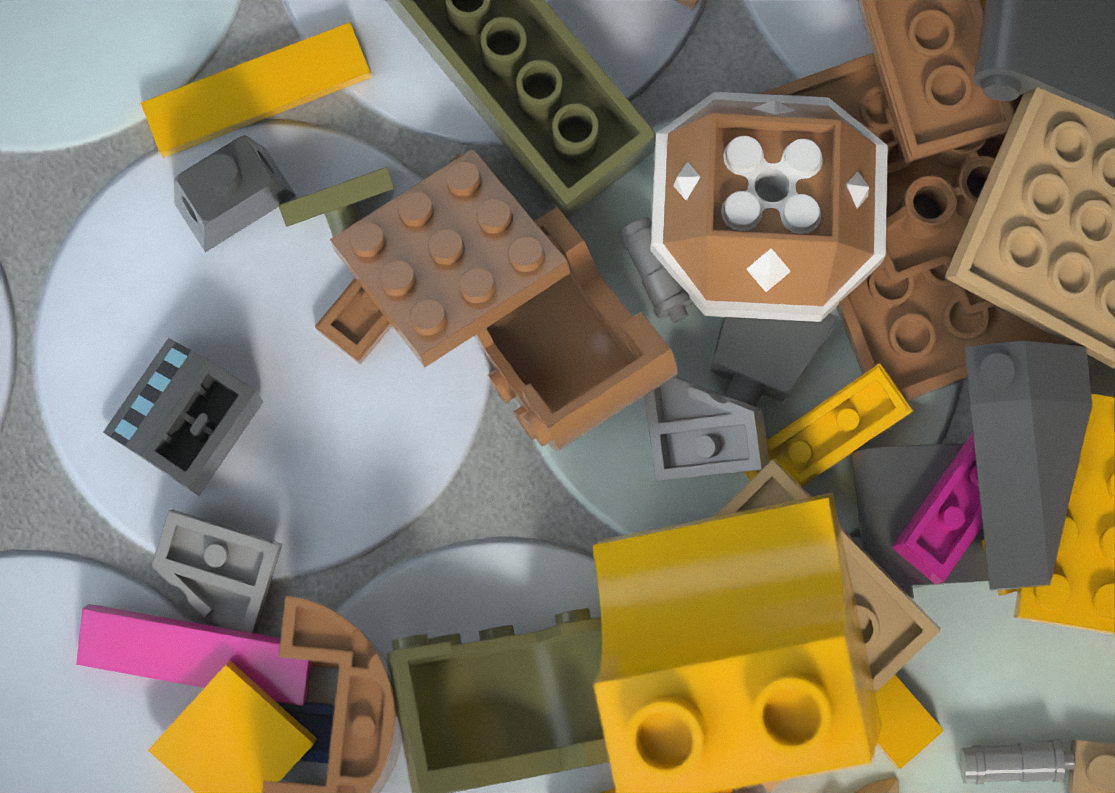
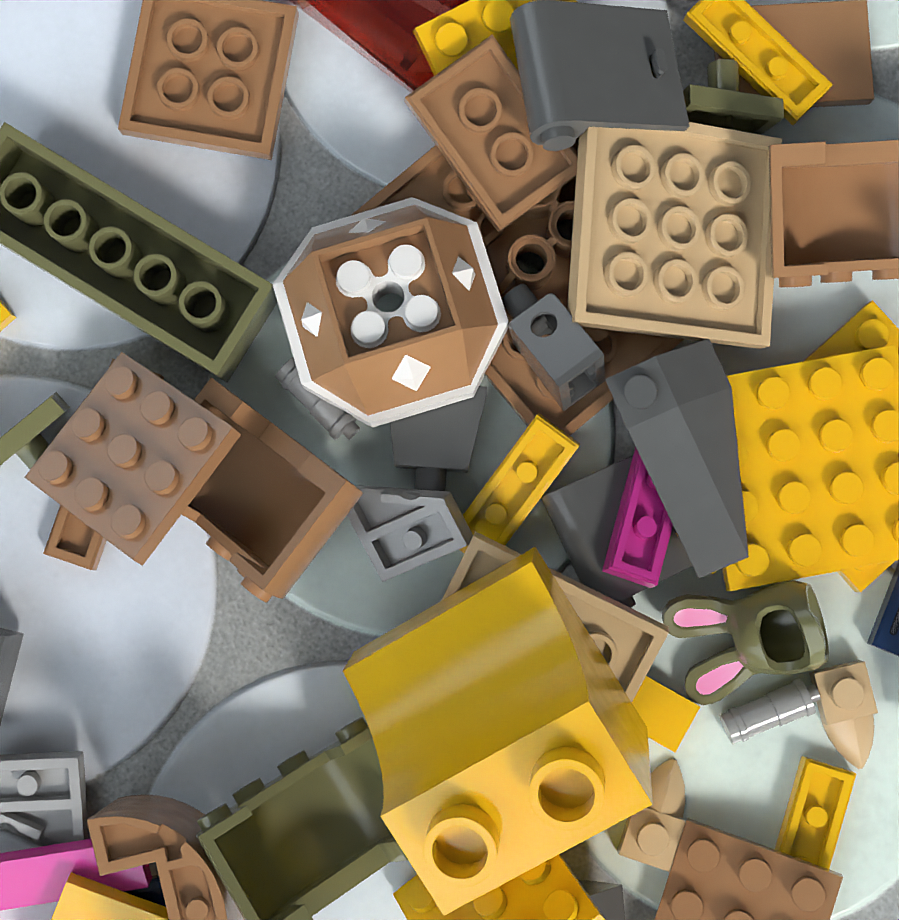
camera: 15 degrees left, 5 degrees up
(923, 299) = (563, 361): none -> dark grey torso
(1047, 673) = (772, 632): none -> olive piece

